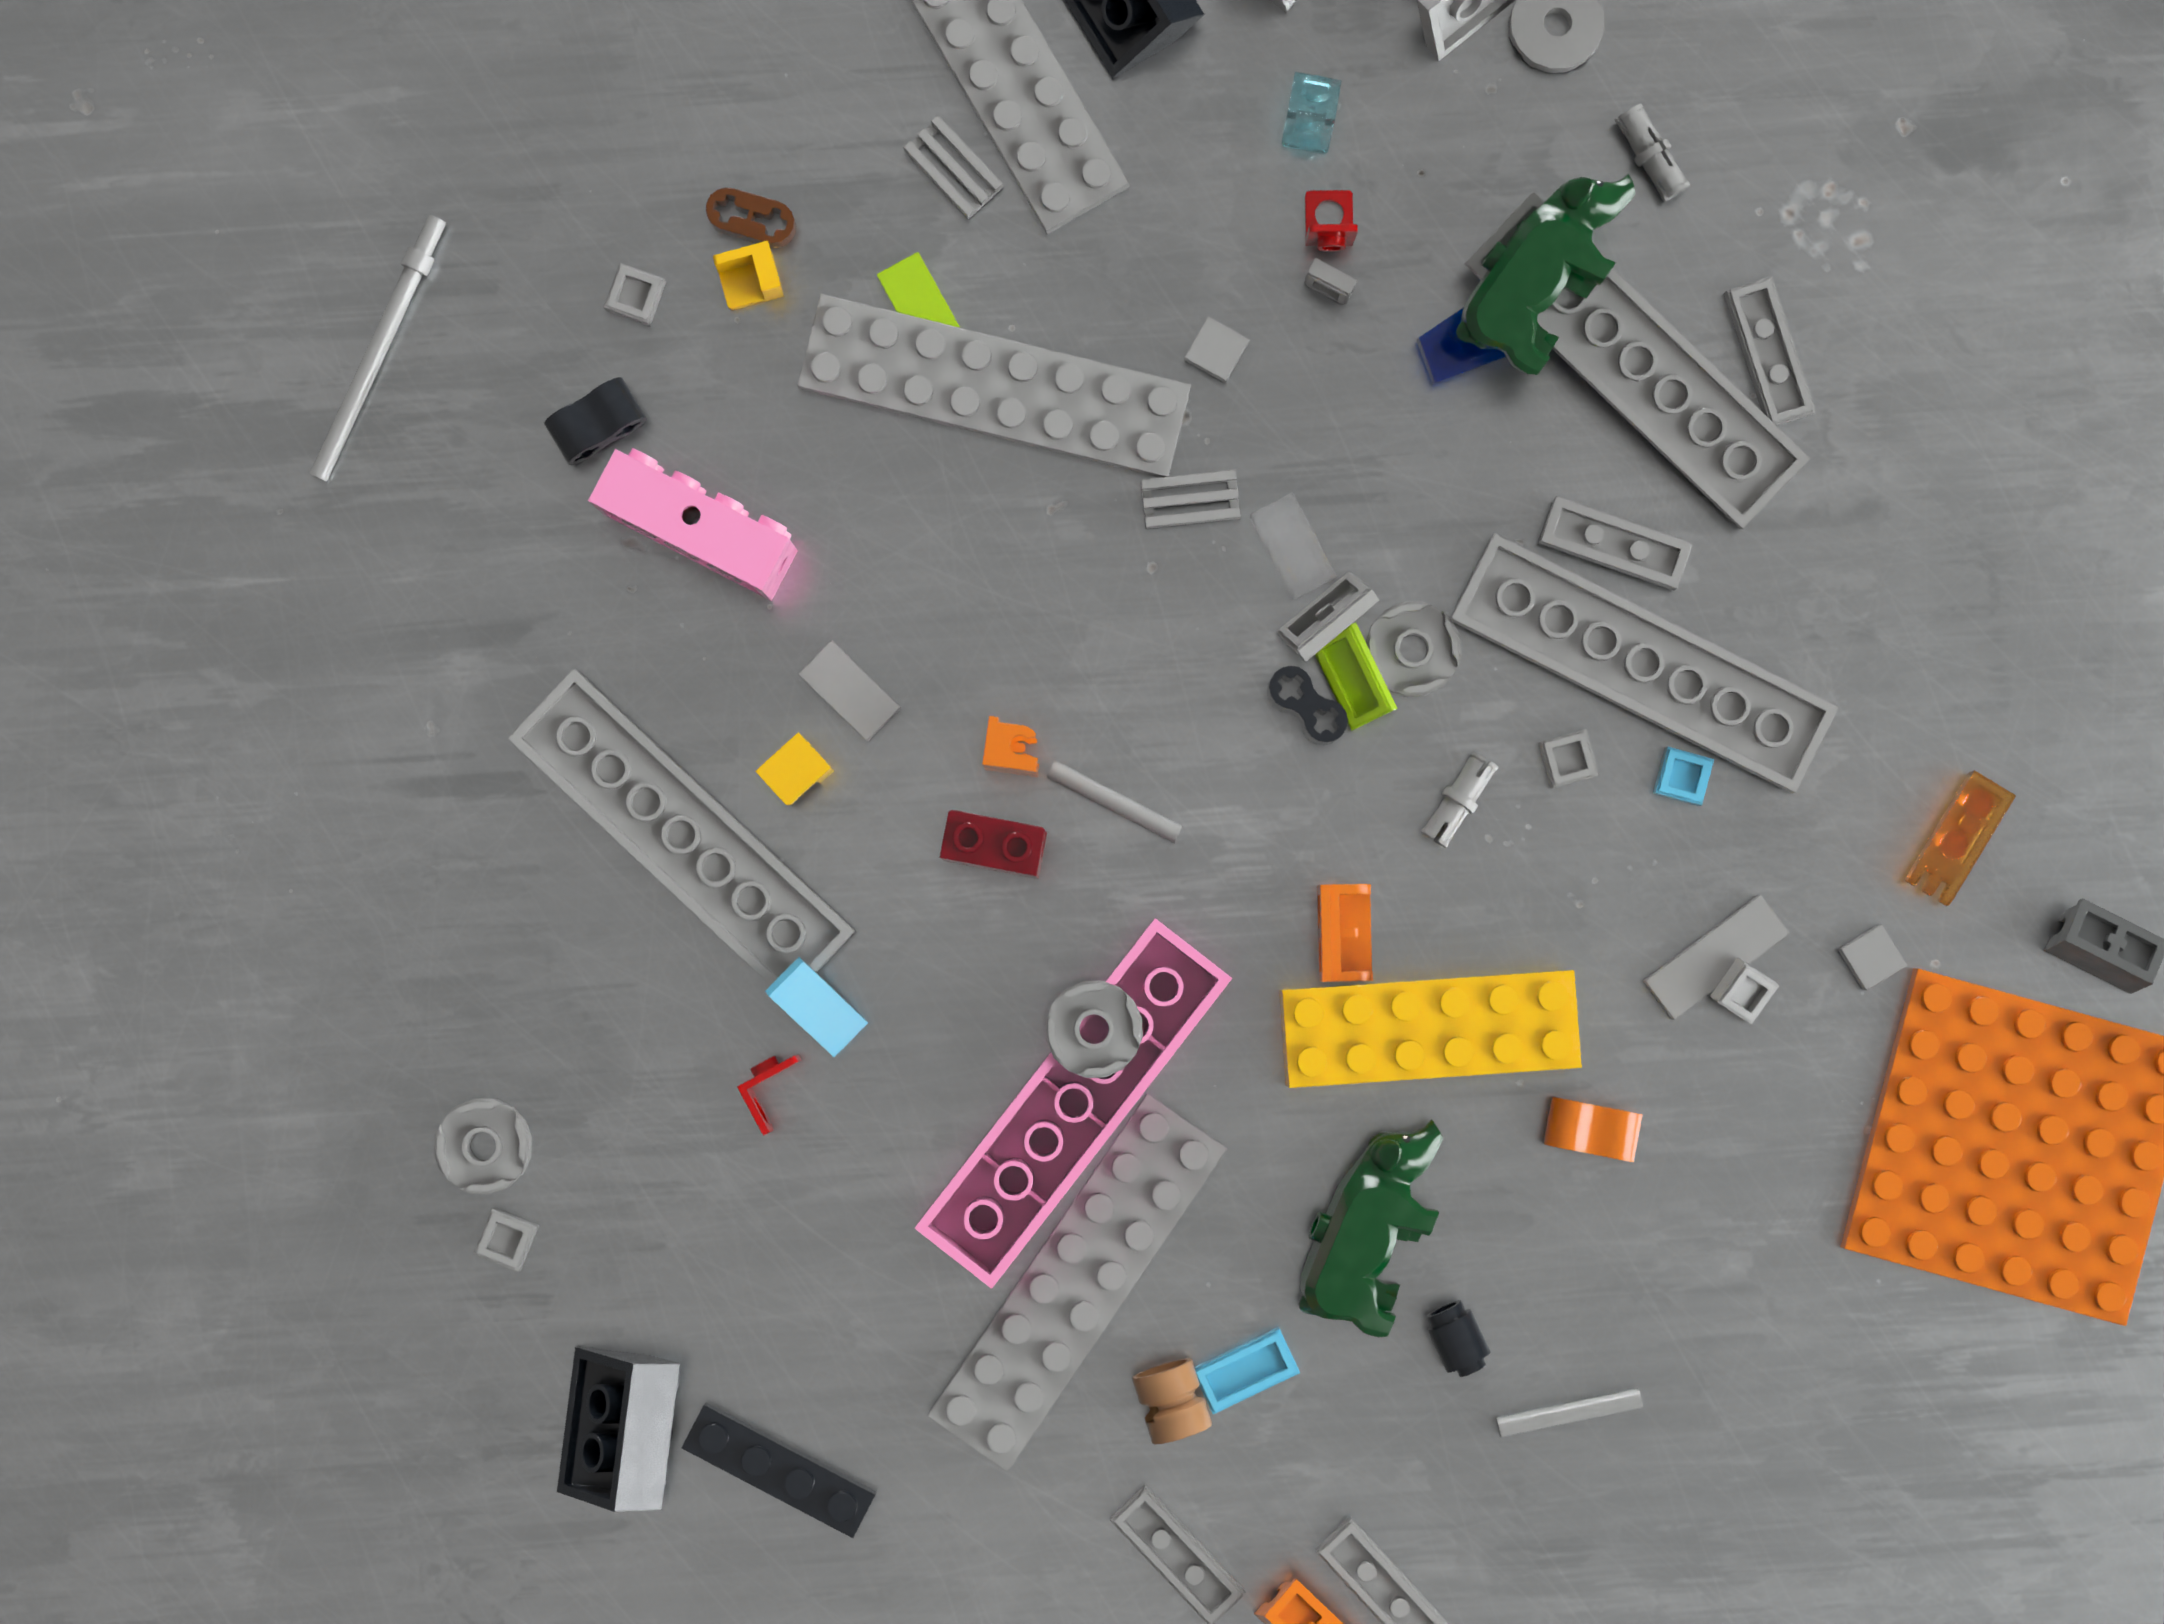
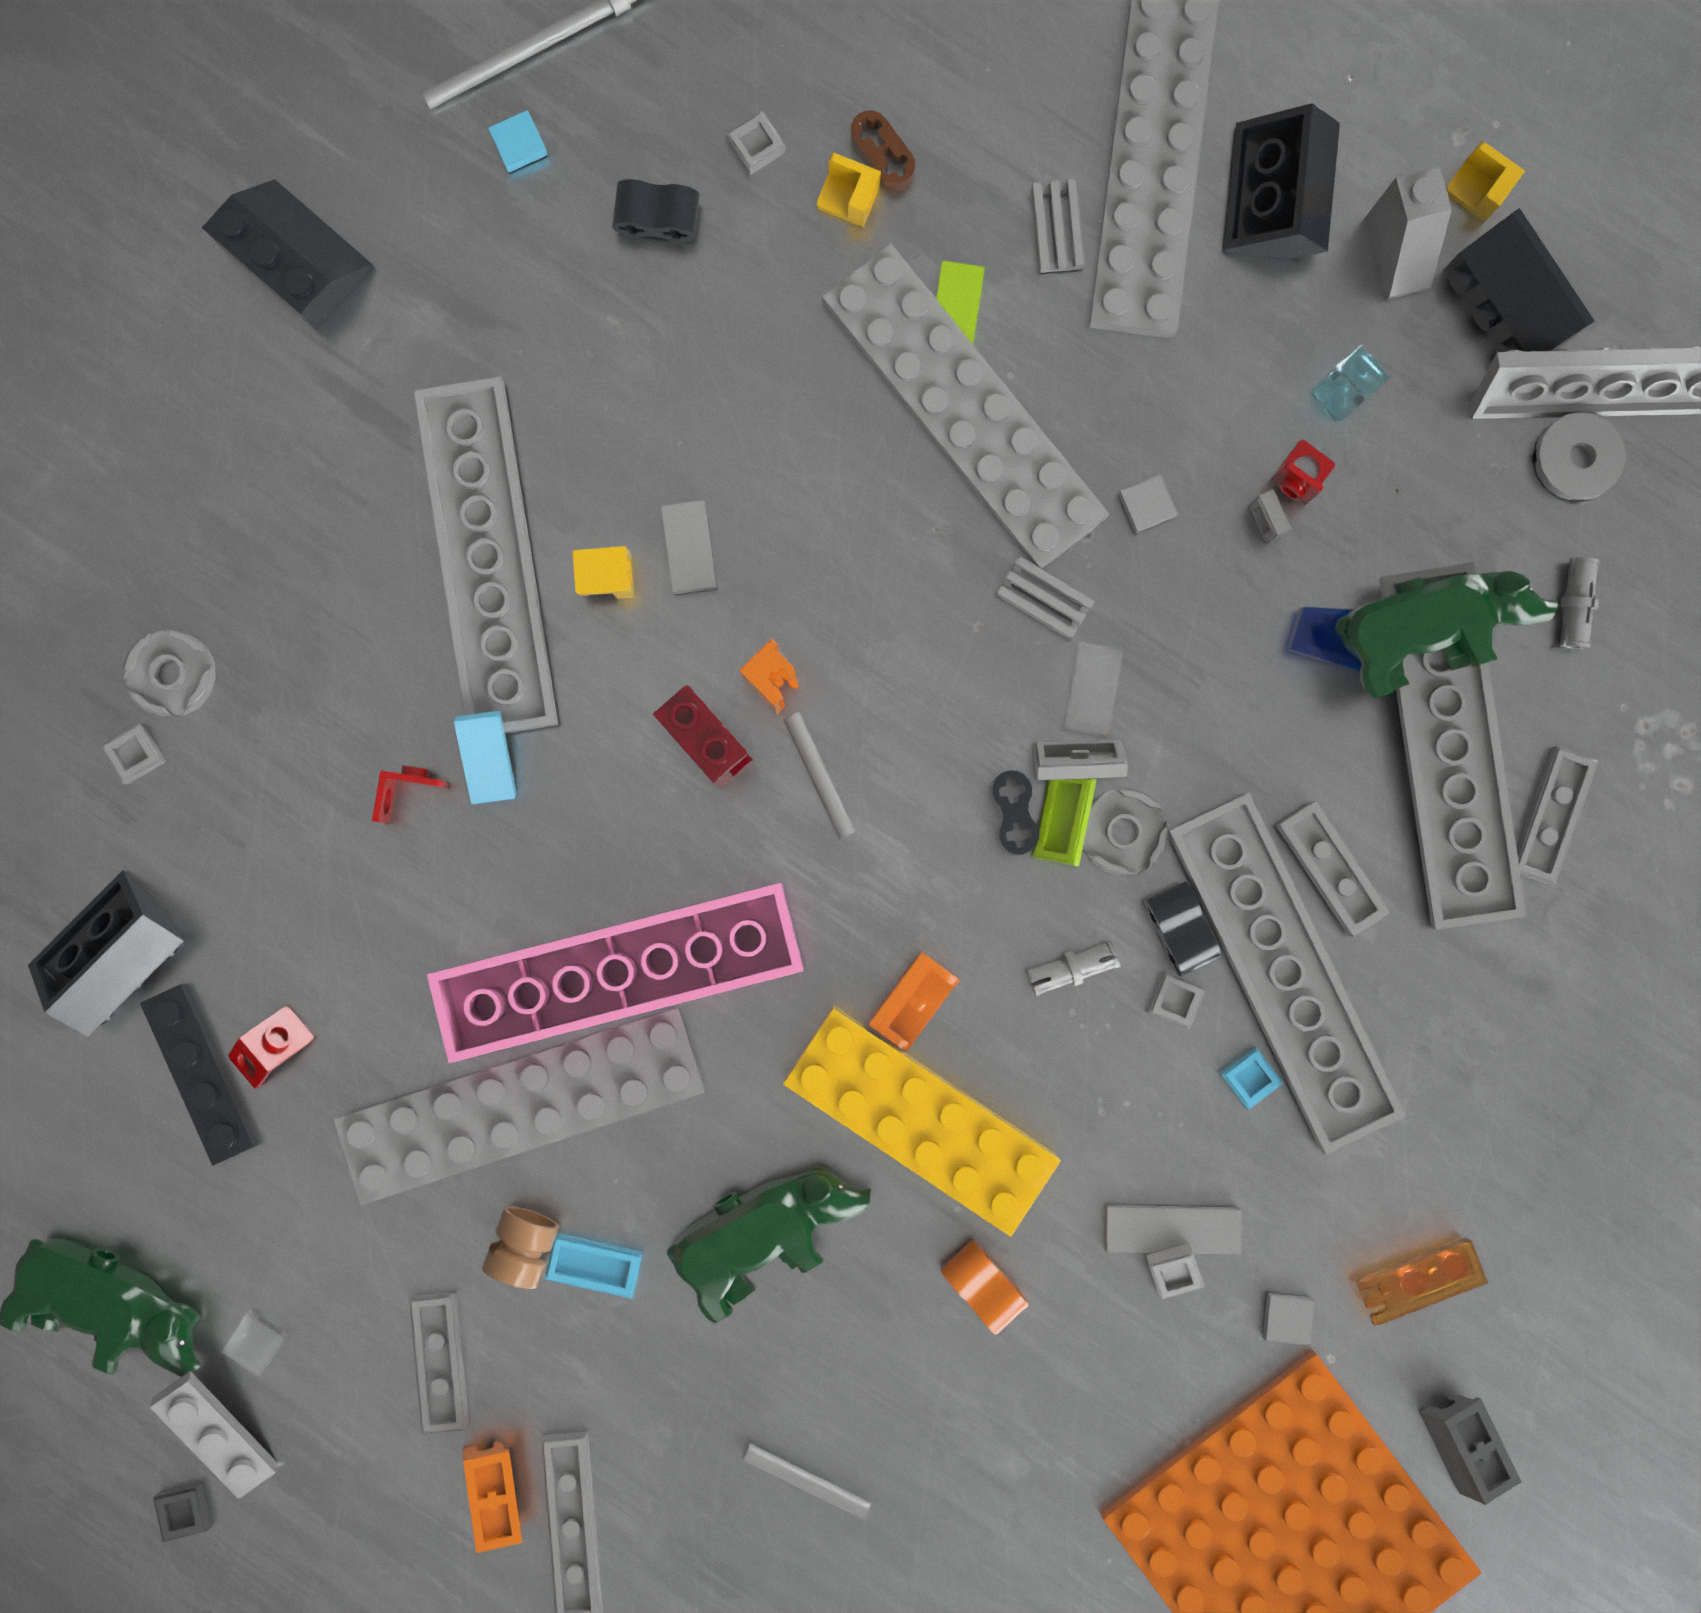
camera: 30 degrees right, 0 degrees up
(302, 699) = (288, 250): none -> black slope
(426, 451) = (518, 141): none -> medium azure tile
(666, 511) = (665, 332): bright pink brick -> none
(821, 1398) = (269, 1045): none -> bracket
(1100, 1058) = (644, 936): light grey tile -> none
(1457, 1338) = (766, 1364): black brick -> none
(1527, 693) = (1182, 929): none -> black axle

